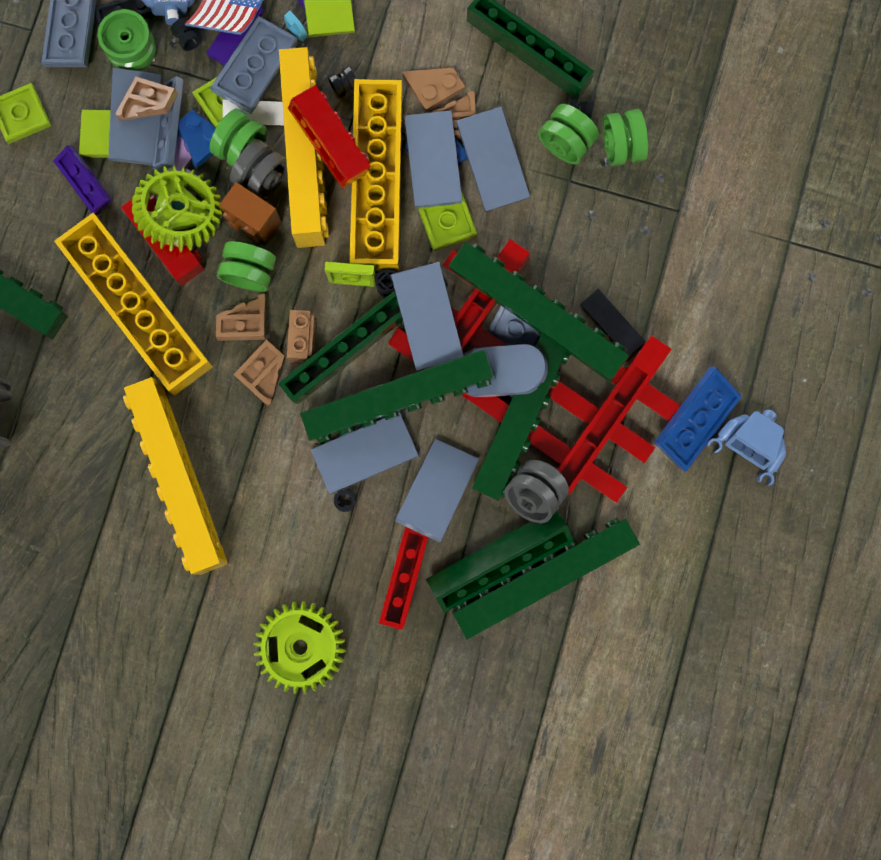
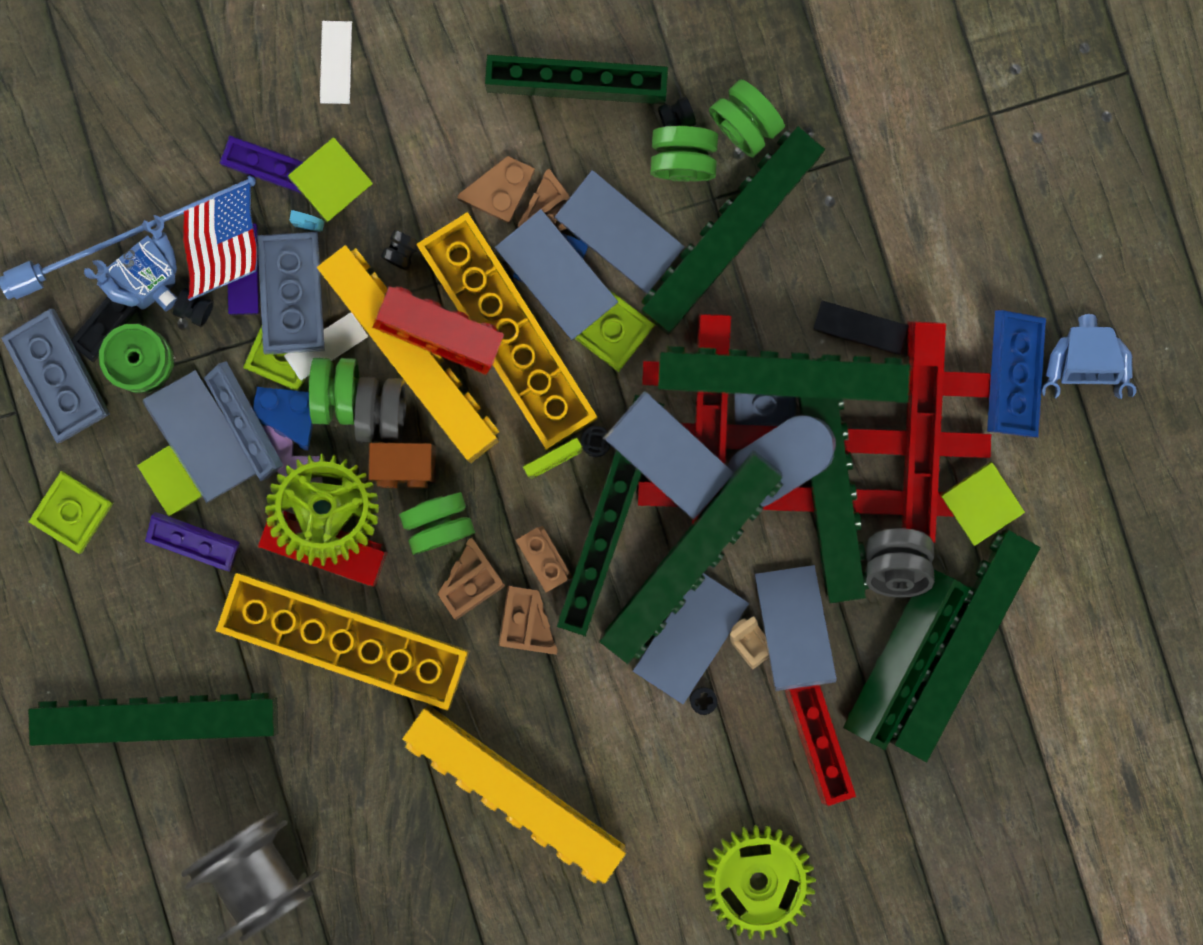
camera: 30 degrees left, 5 degrees up
(146, 99) = (205, 412): medium nougat wing -> none
(401, 480) = (750, 641): none -> tan bracket
(569, 205) = (733, 230): none -> dark green brick
(619, 490) = (982, 503): none -> lime tile

